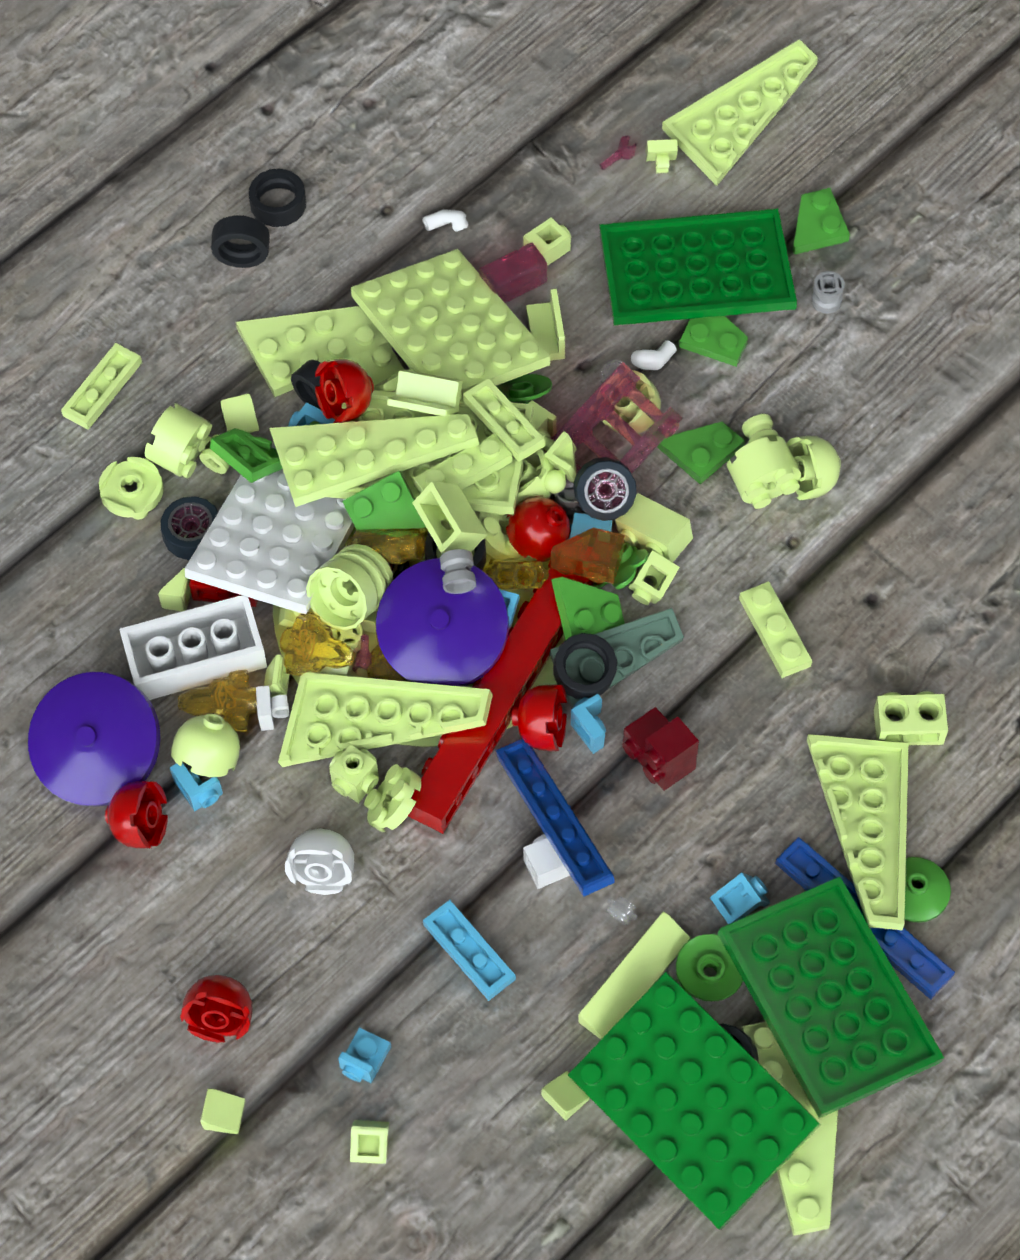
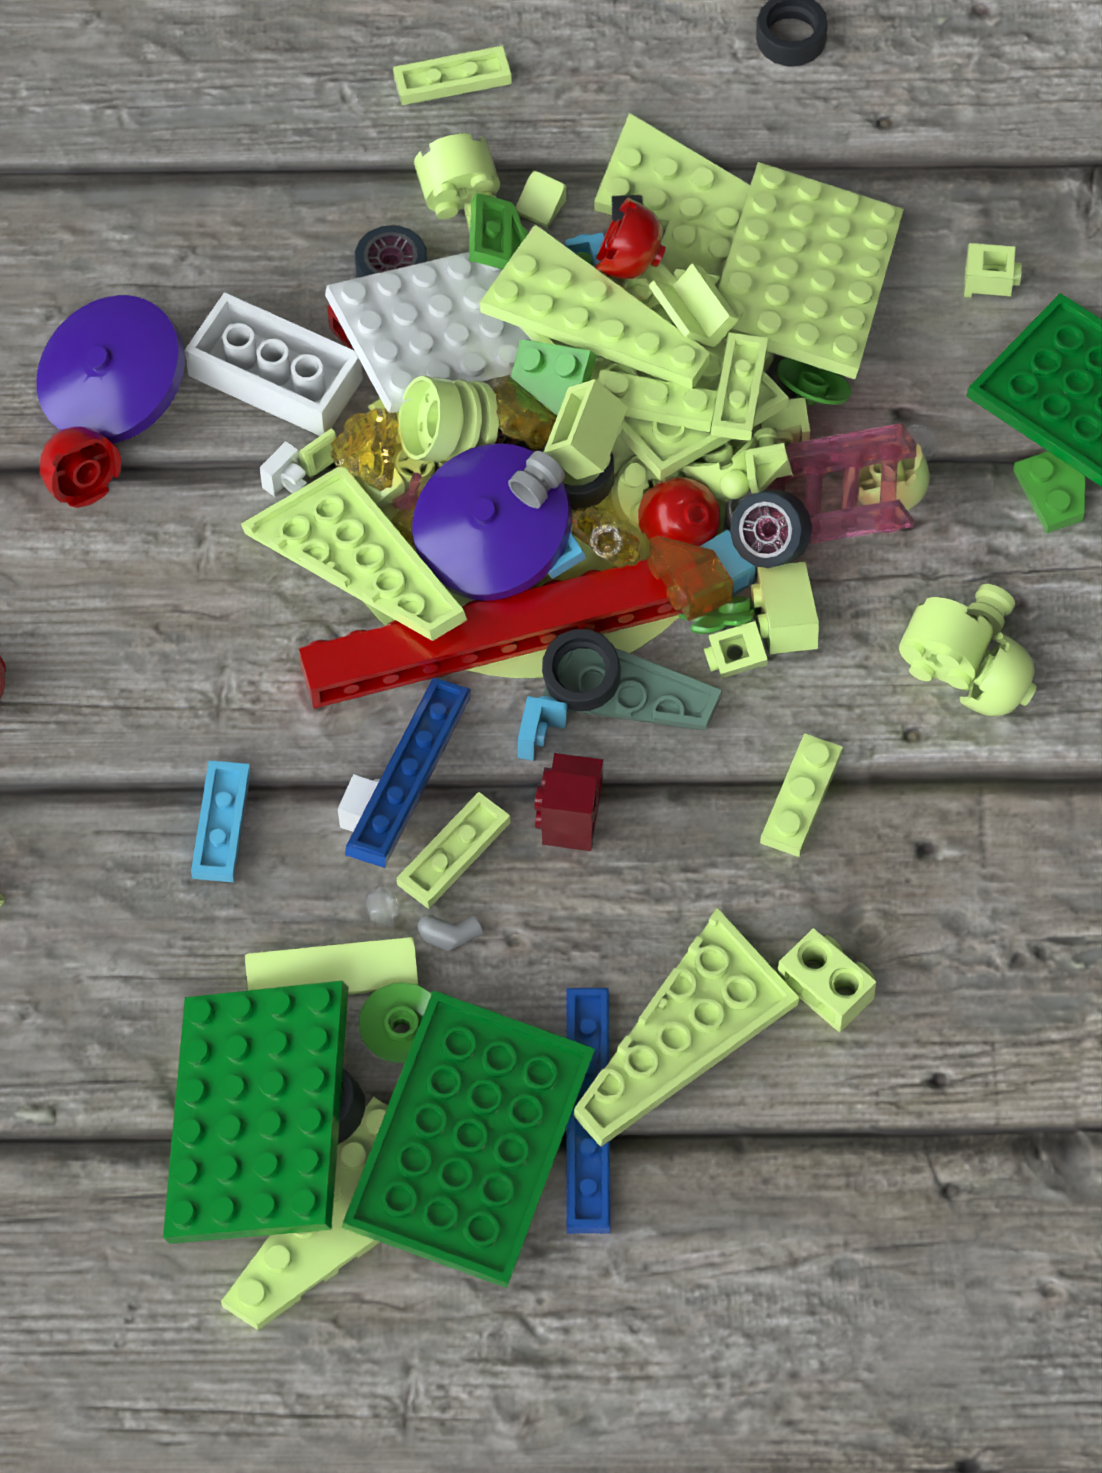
camera: 45 degrees right, 0 degrees up
(135, 503) = (384, 203): yellowish green plate -> none
(176, 593) = (312, 308): yellowish green slope -> none
(192, 788) = (148, 484): medium azure bracket -> none
(207, 745) = (191, 456): yellowish green cylinder -> none
(226, 697) = (253, 432): clear yellow rock -> none
(240, 254) = (706, 41): black tyre -> none
(320, 861) = (181, 634): white cylinder -> none
(354, 773) = (289, 588): yellowish green brick -> none
(364, 1056) = (42, 828): medium azure bracket -> none
(392, 799) = (288, 636): yellowish green plate -> none
(445, 217) = (927, 171): white arm -> none
(515, 273) = (924, 273): clear pink brick -> none
(541, 717) = (498, 683): red cylinder -> none
(547, 326) = (902, 350): yellowish green panel -> none
(564, 1095) = (163, 1011): yellowish green slope -> none
(585, 607) = (640, 622): bright green wing -> none
(623, 839) = (453, 850): none -> yellowish green plate
(653, 359) = (971, 460): white arm -> none
(675, 892) = (446, 935): none -> light grey arm
(702, 449) = (921, 574): bright green wing -> none
(740, 897) = (498, 990): medium azure bracket -> none
(930, 900) = (668, 1148): bright green dish -> none

